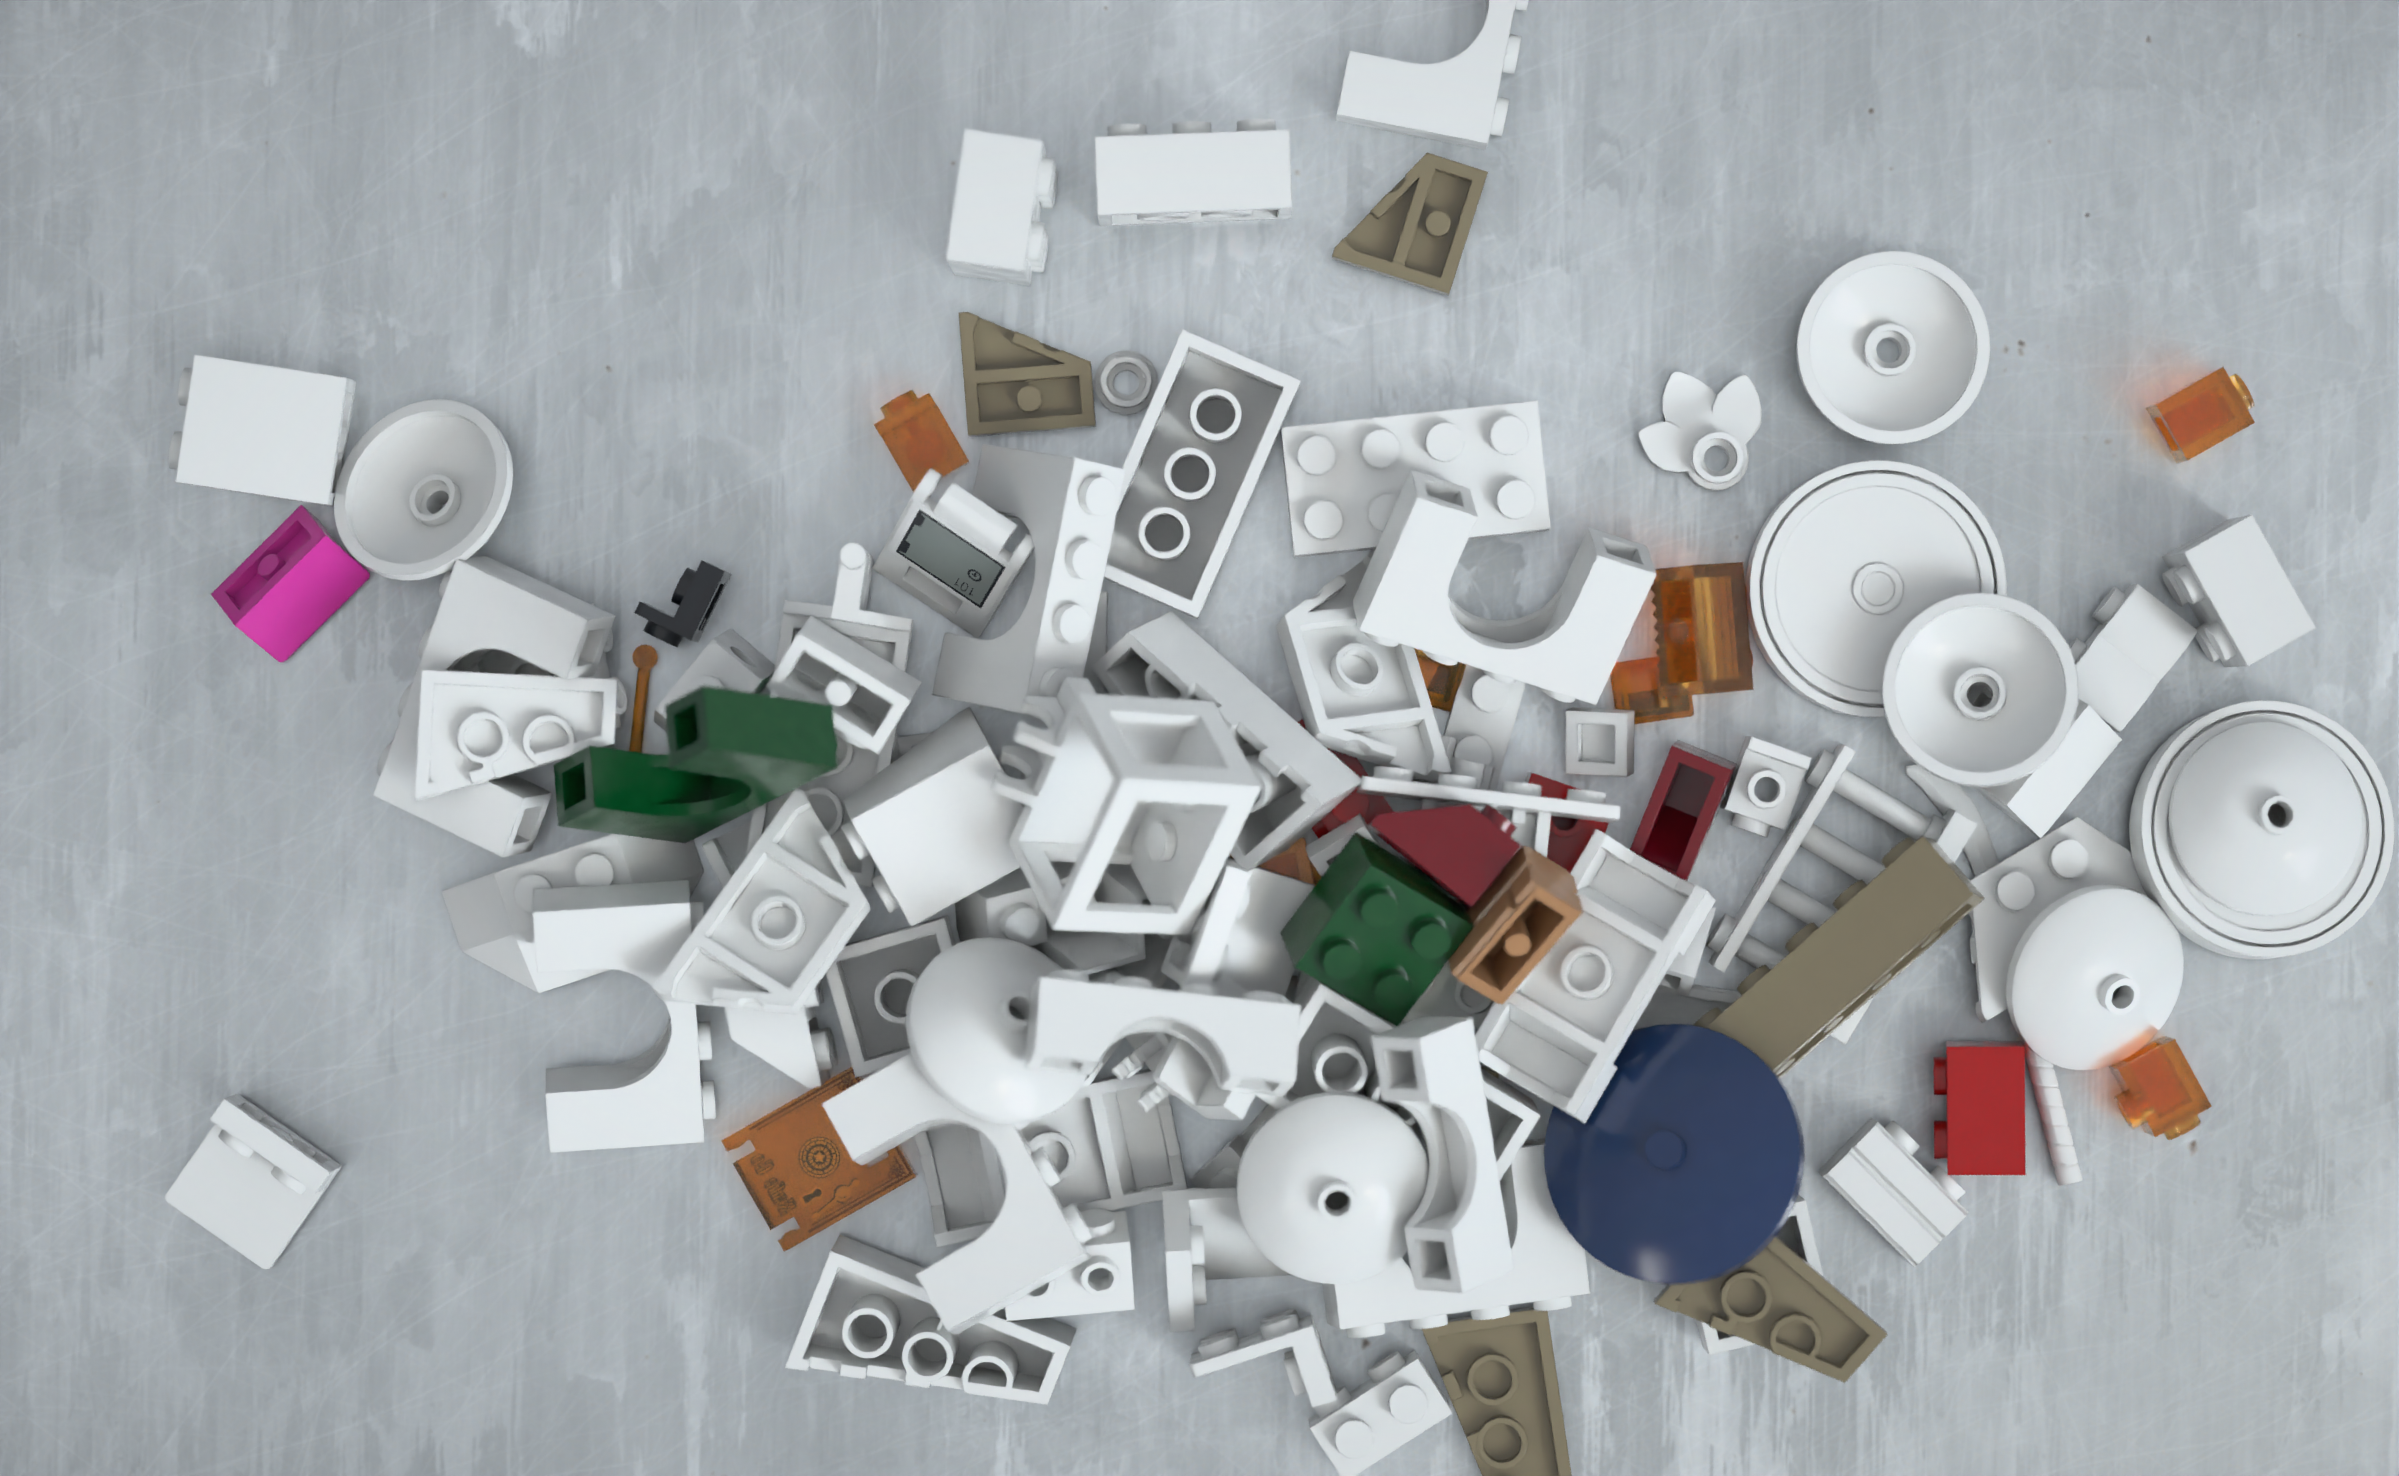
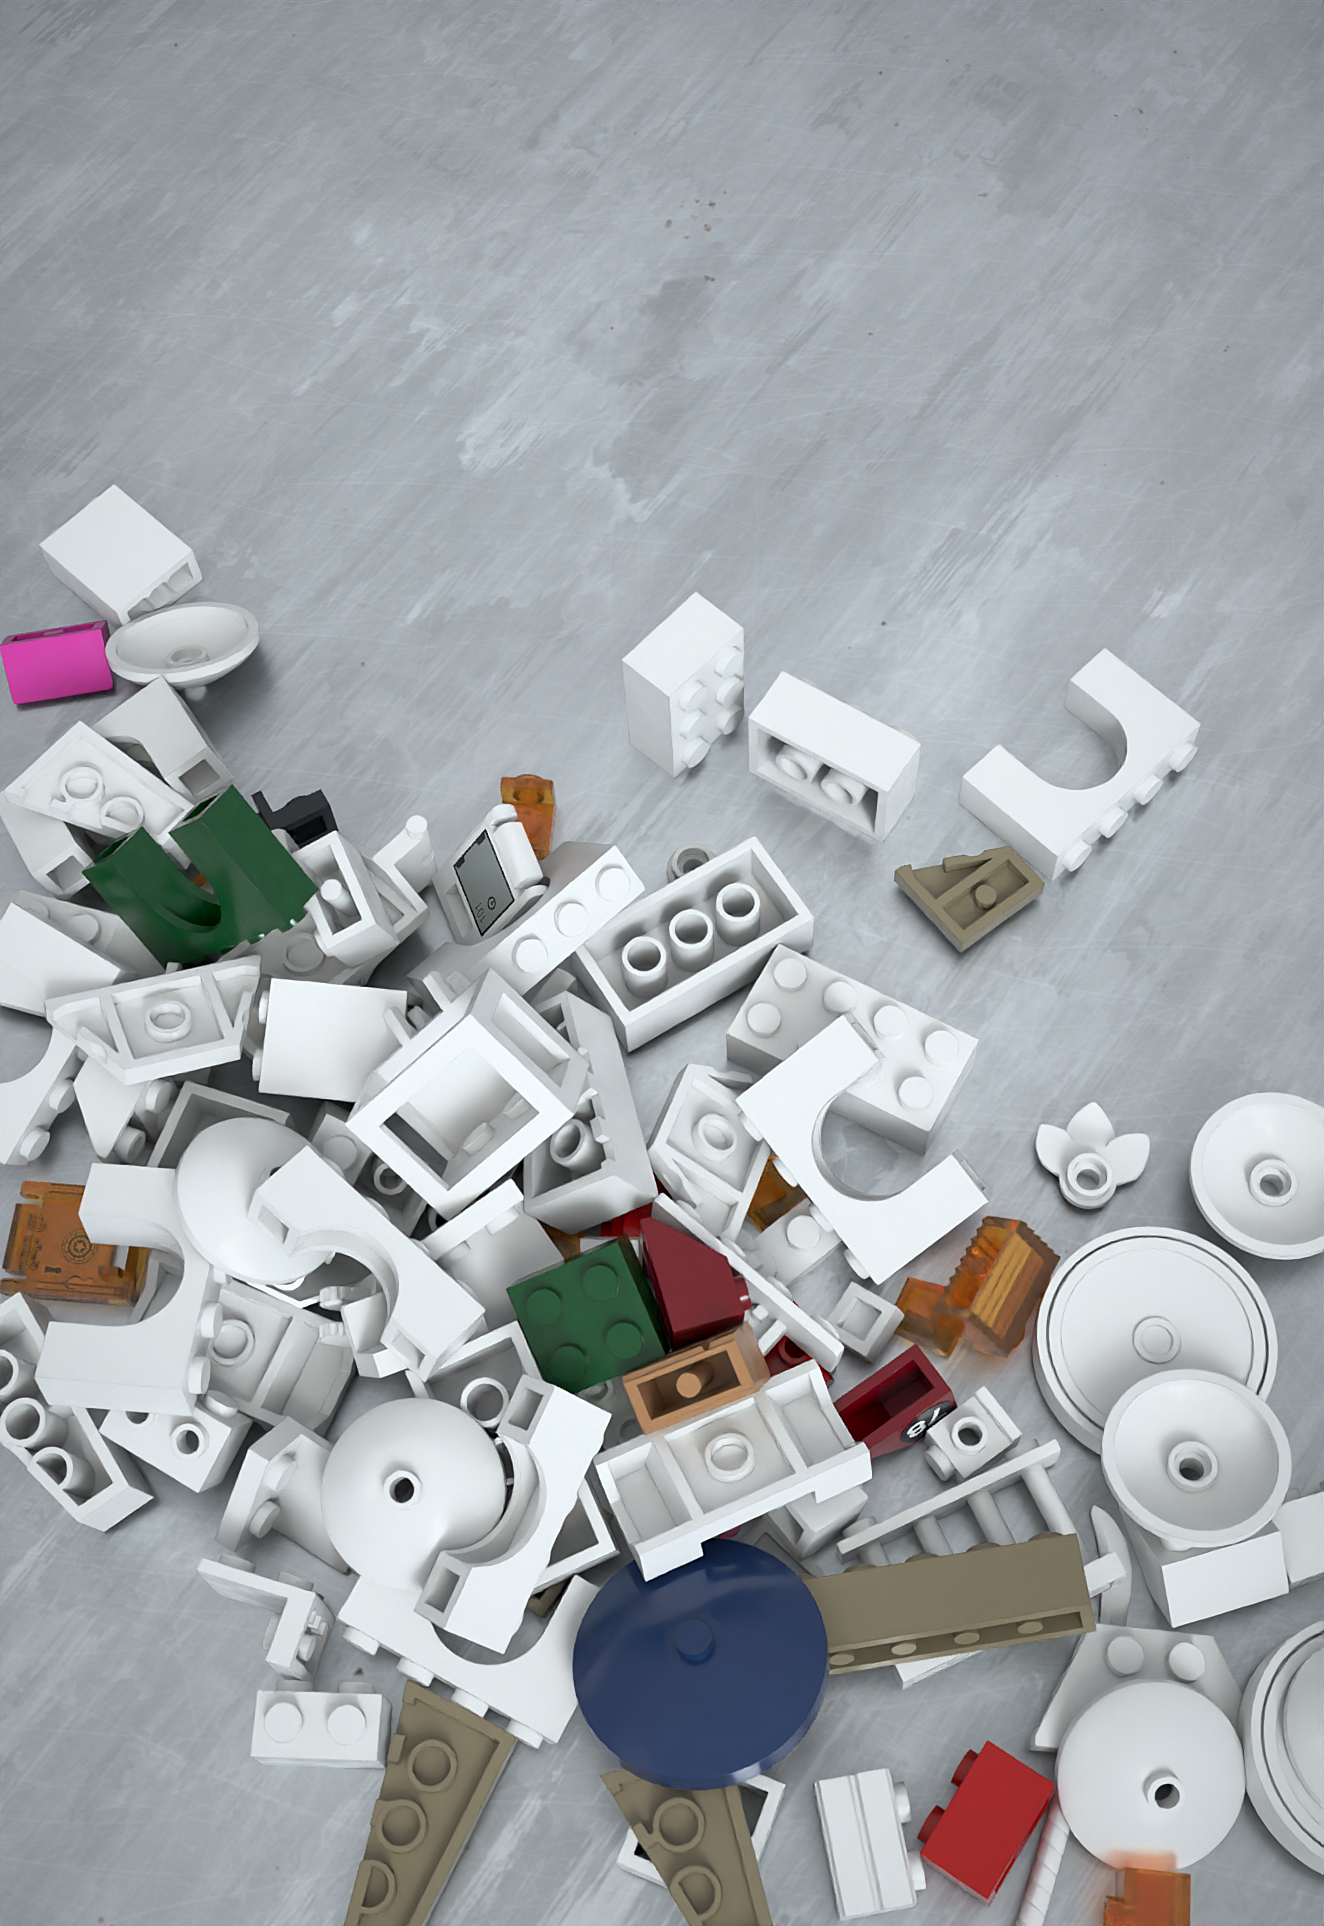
camera: 35 degrees right, 25 degrees down
(1020, 382) = (622, 816): dark tan wing -> none

